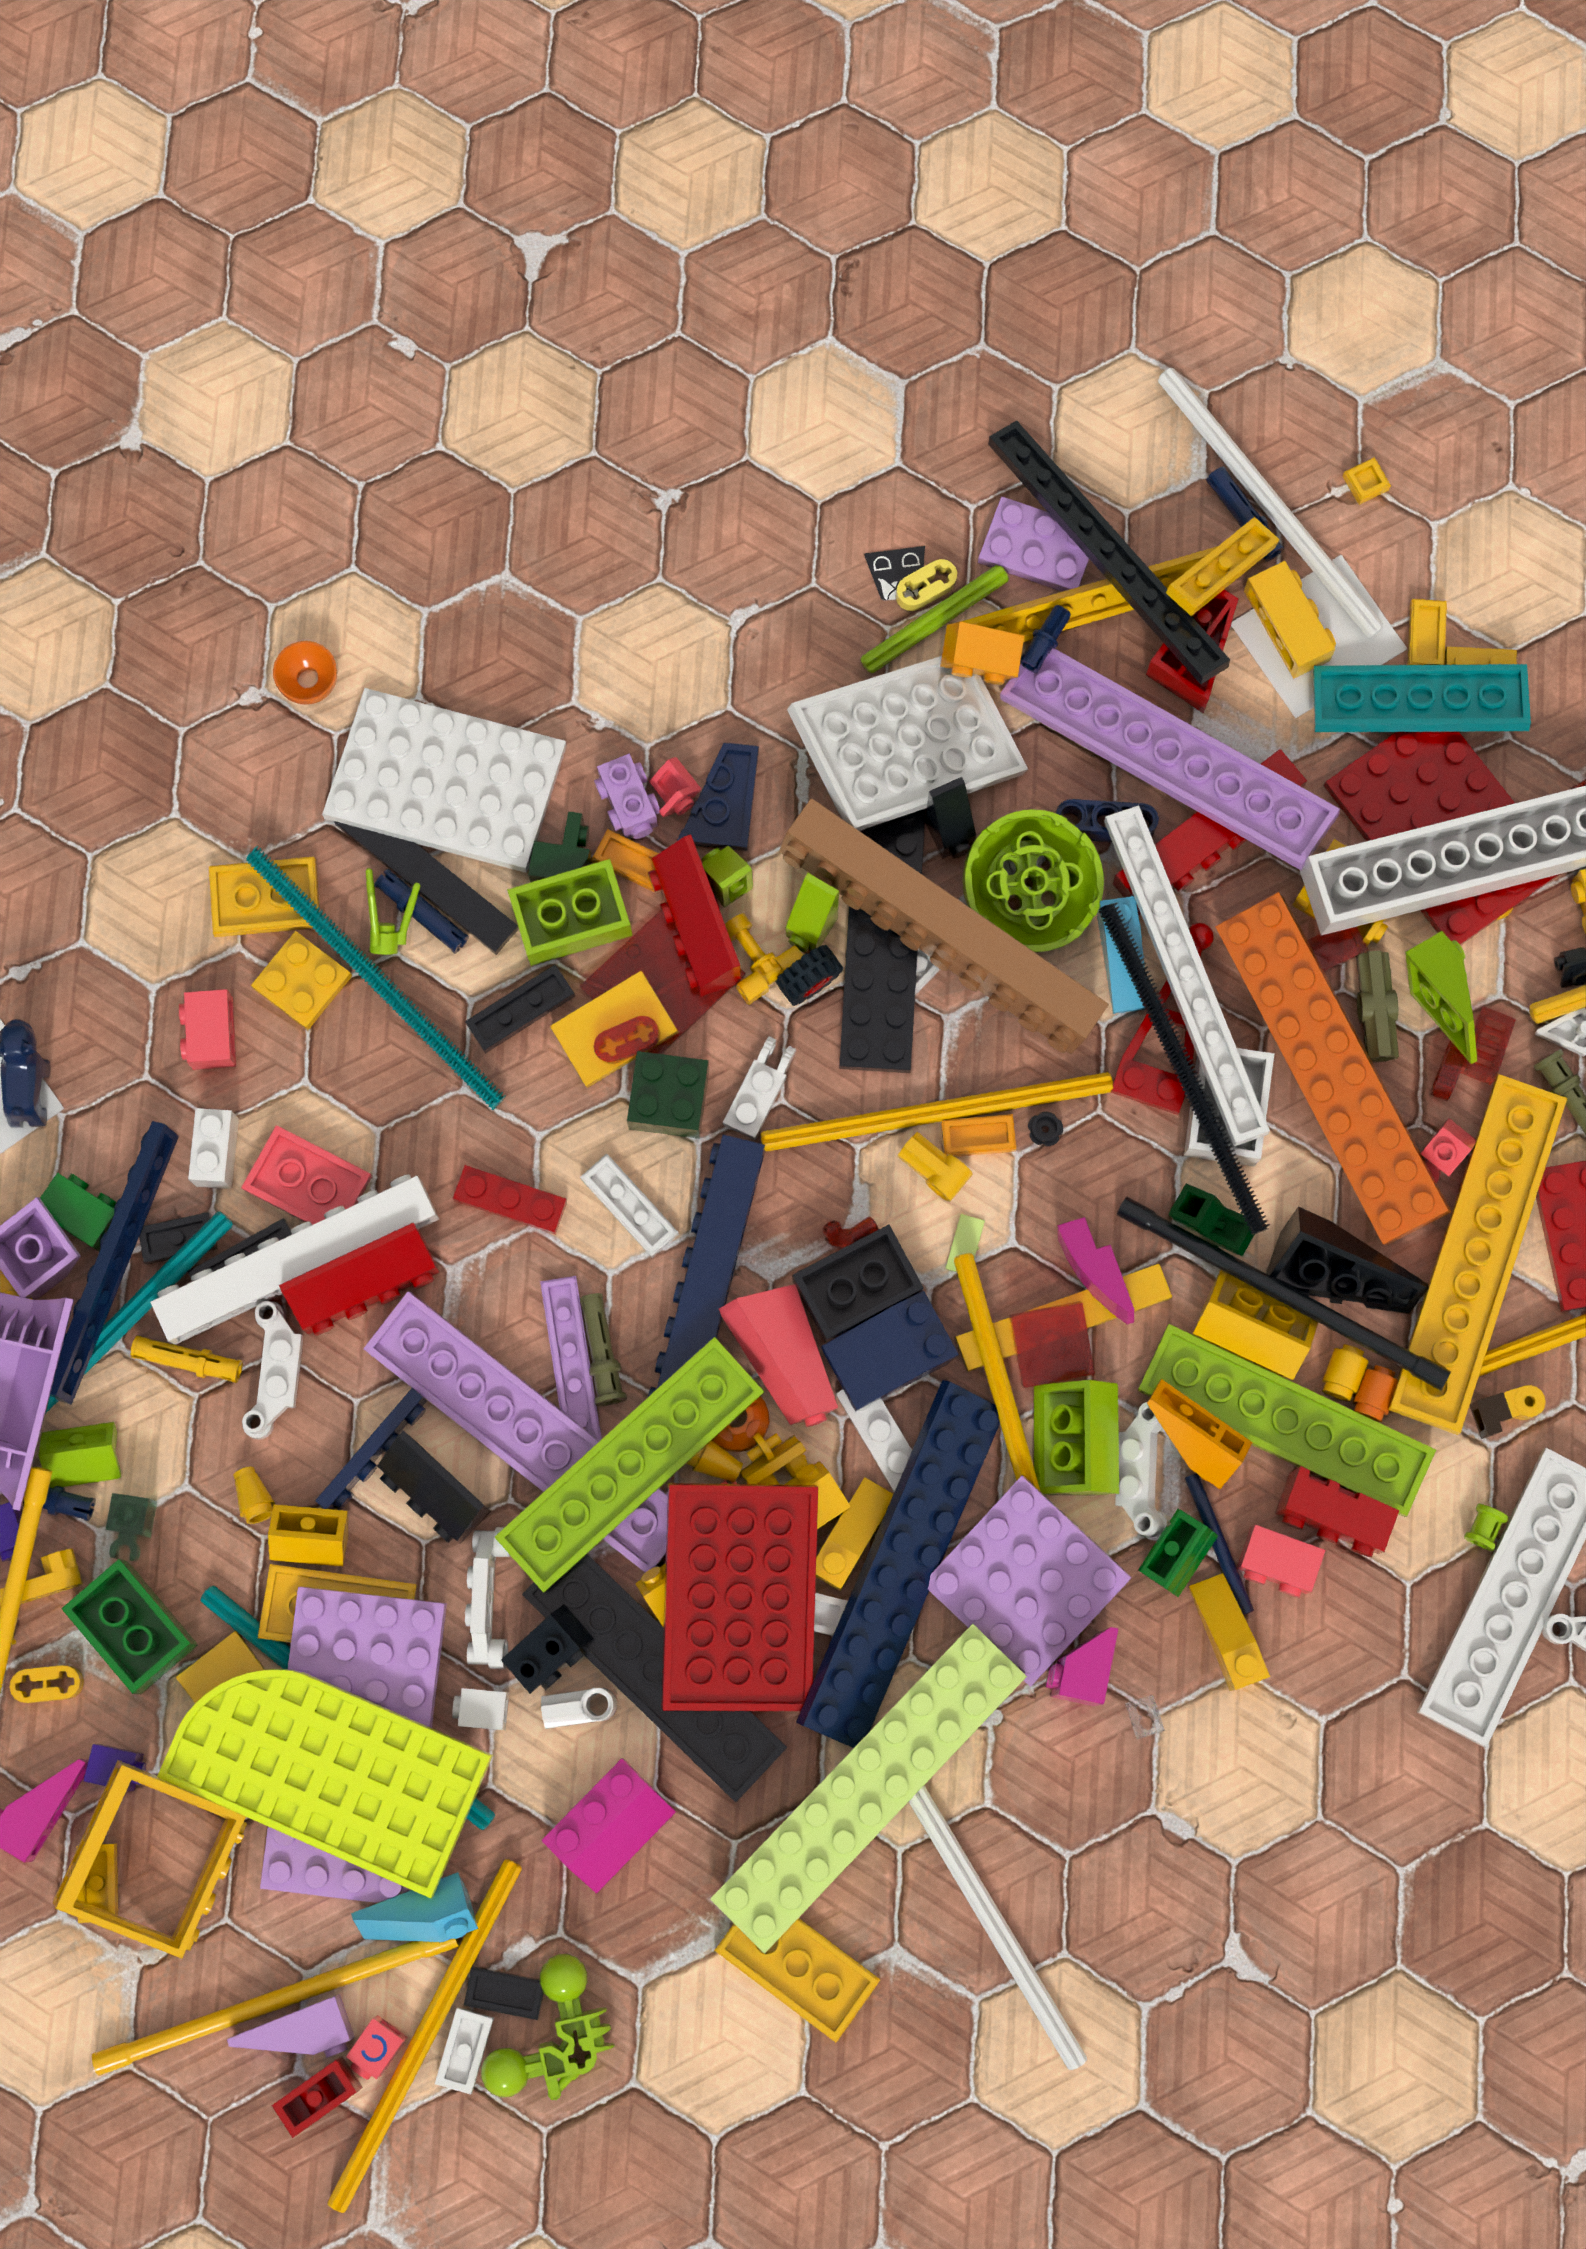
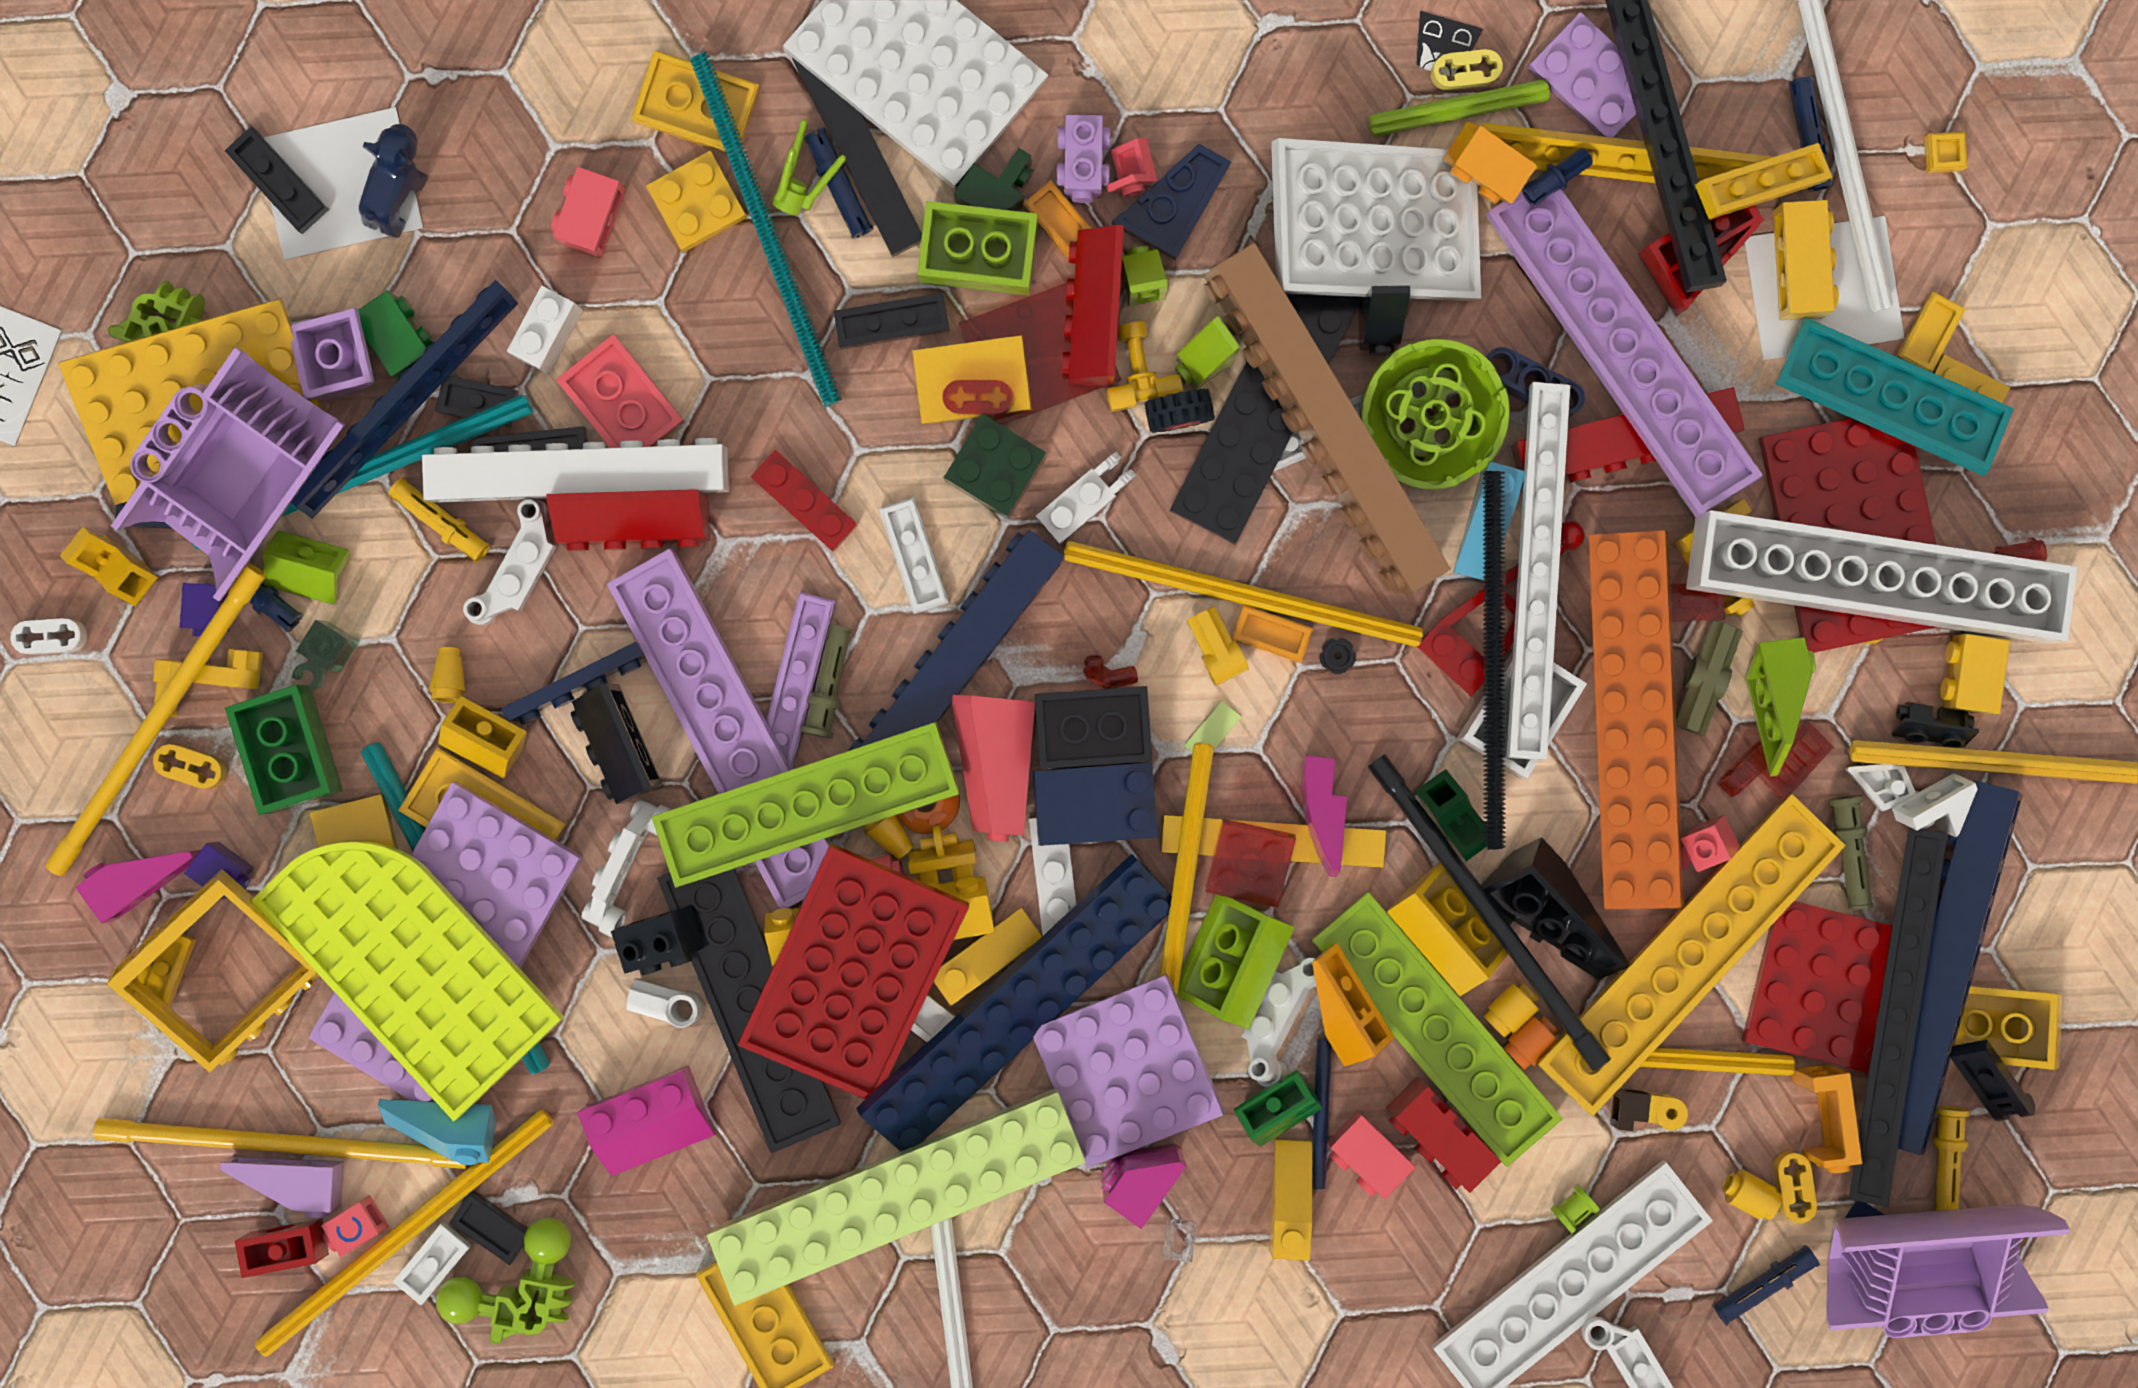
camera: 25 degrees right, 10 degrees up
(481, 1709) = (576, 966): white brick -> none

